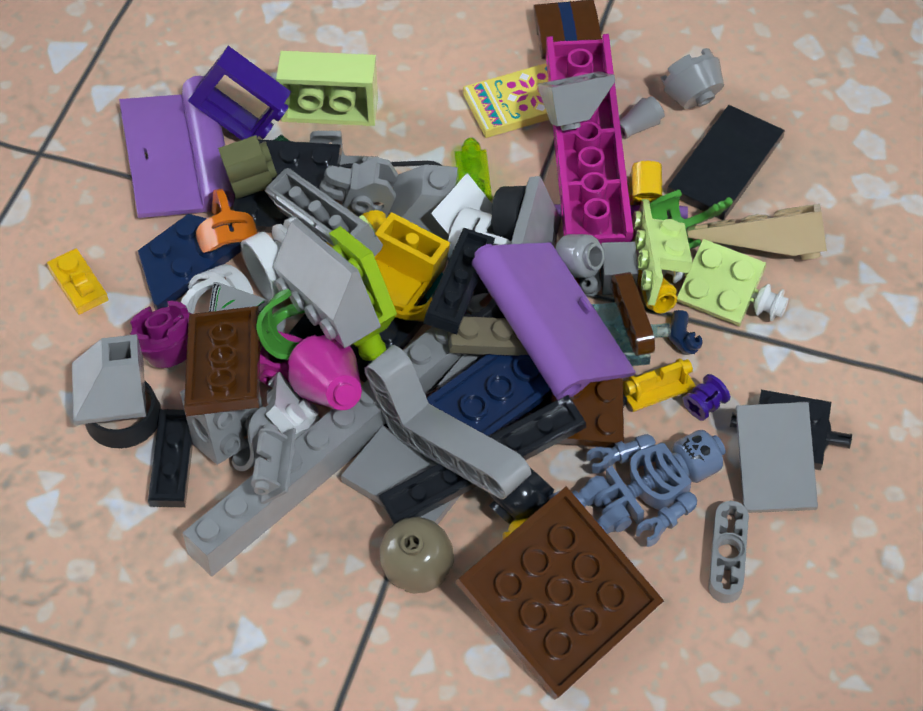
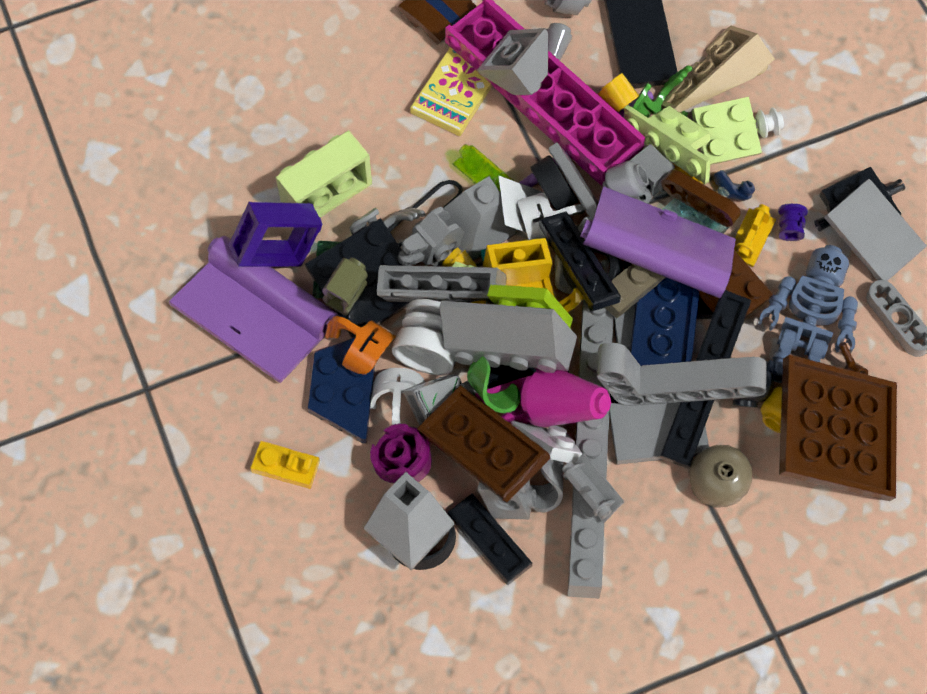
camera: 40 degrees left, 10 degrees up
(637, 556) = (849, 360): none -> reddish brown hand

